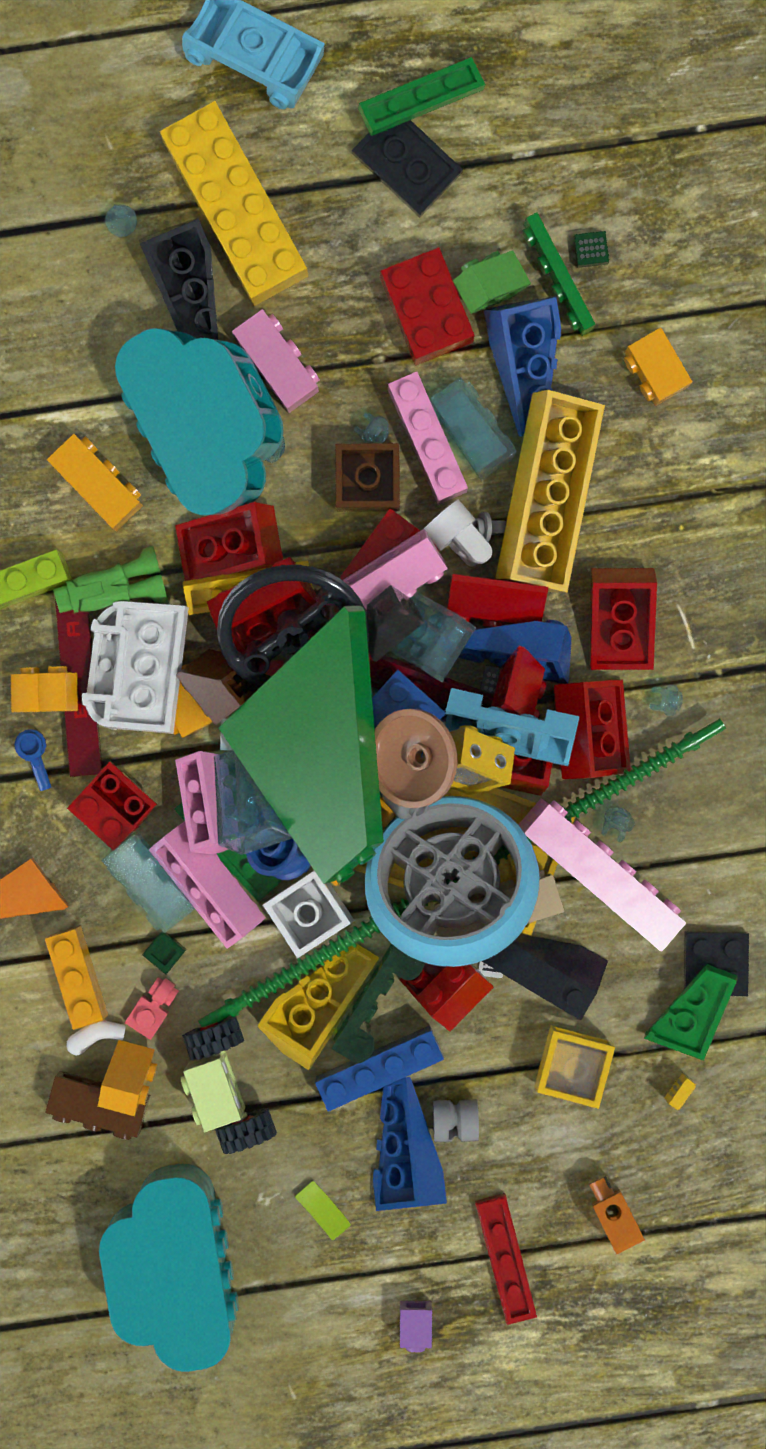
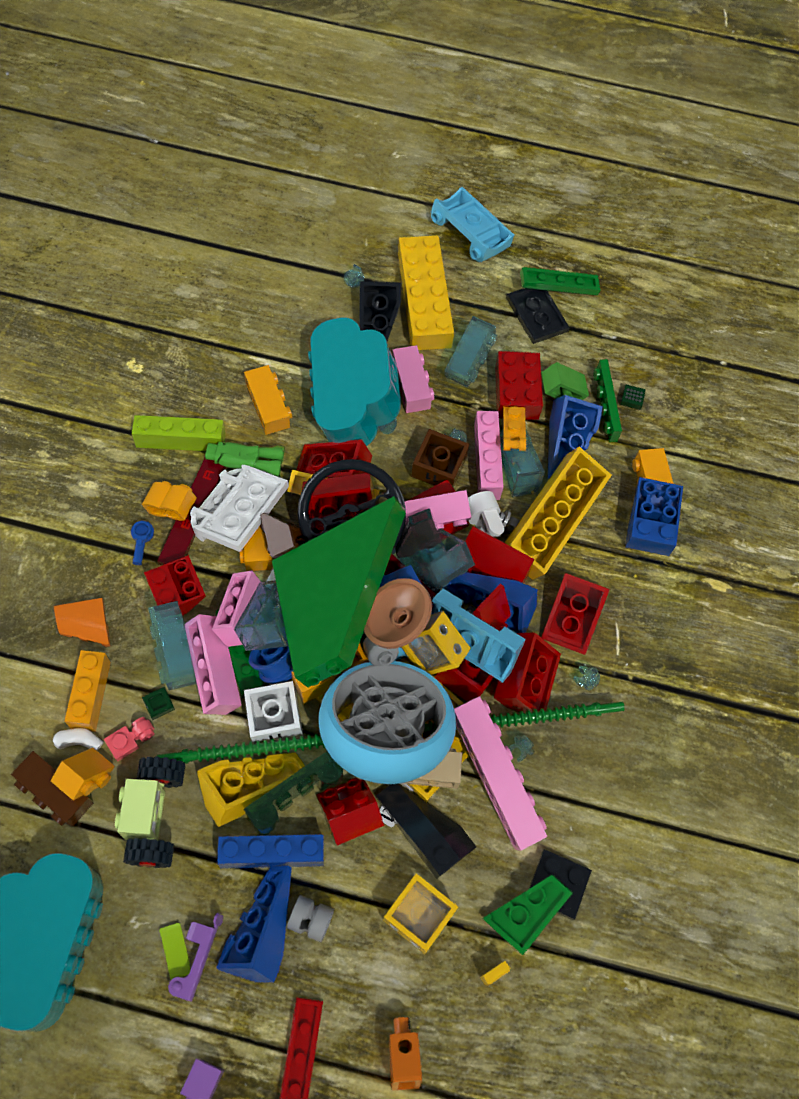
camera: 15 degrees right, 25 degrees down
(342, 284) = (471, 352): none -> clear light blue wedge
(347, 1184) = (203, 935): none -> medium lavender piece
(449, 391) = (514, 428): none -> light orange plate
(681, 436) = (655, 517): none -> blue slope

